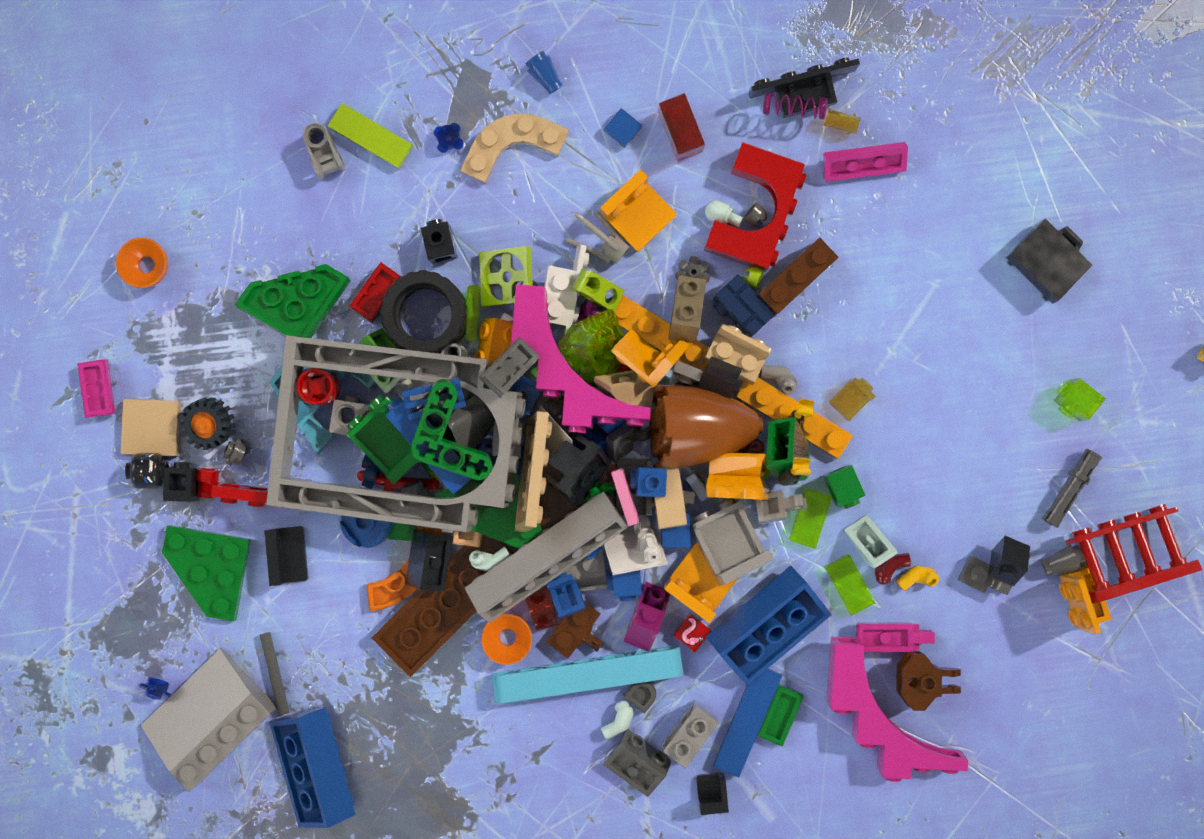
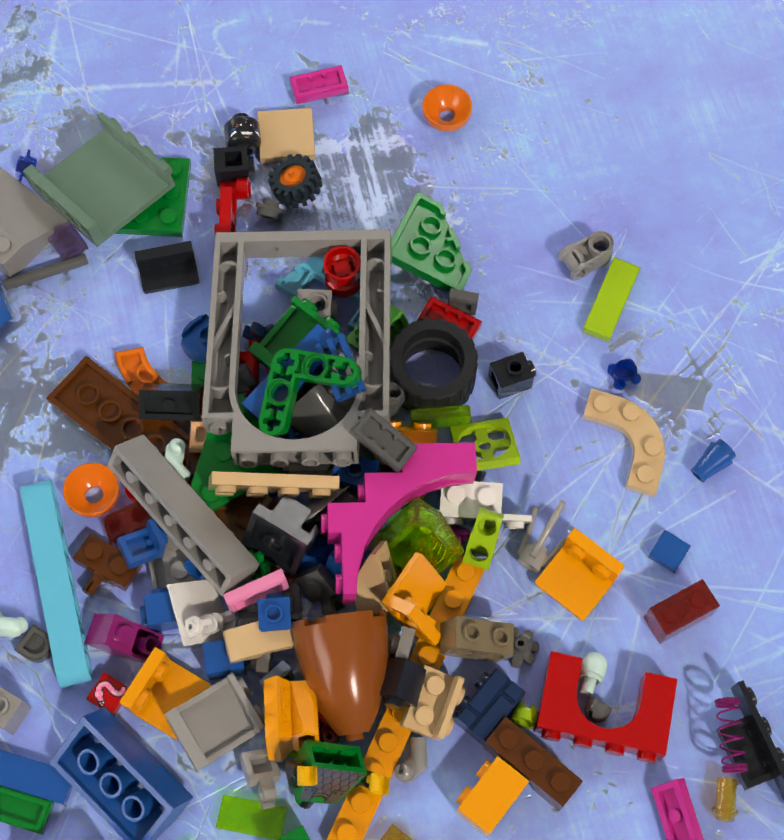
camera: 80 degrees right, 20 degrees down
(185, 612) = (104, 182): none -> sand green panel
(245, 650) = (67, 242): none -> clear purple tile
(358, 276) = (464, 300): none -> dark grey tile
(819, 315) = (491, 795): none -> light orange brick

